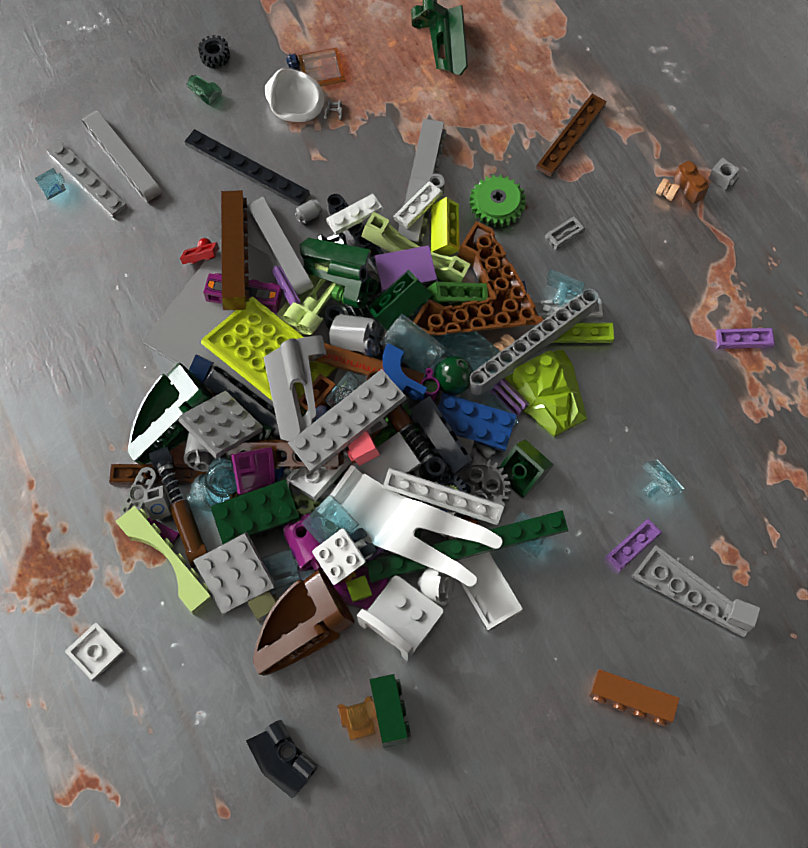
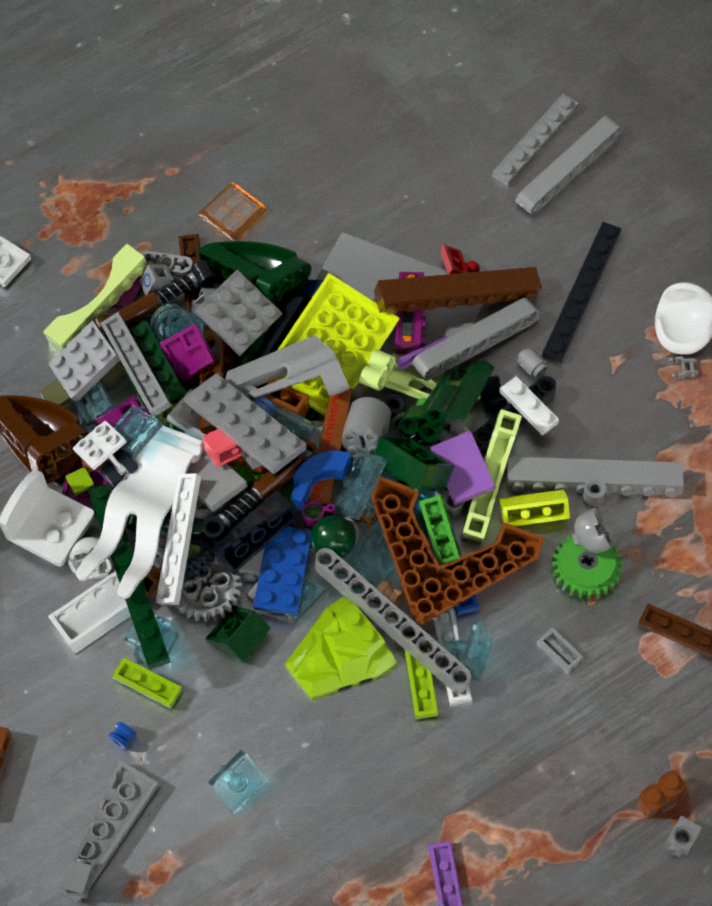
camera: 85 degrees right, 5 degrees down
(51, 183) = (518, 106): clear light blue brick -> none
(93, 432) = (232, 211): none -> clear piece
(207, 91) = (677, 230): clear green piece -> none
(260, 515) = (136, 364): none -> light grey plate
(418, 205) = (555, 471): white tile -> none
(481, 183) = (591, 532): none -> light grey cylinder
(506, 399) = (322, 607): medium lavender tile -> none
(561, 548) = (147, 682): none -> lime plate
(609, 572) = (121, 735): none -> blue wheel
(633, 545) = (160, 762): medium lavender tile -> none
(668, 189) = (644, 766): light nougat wheel -> none

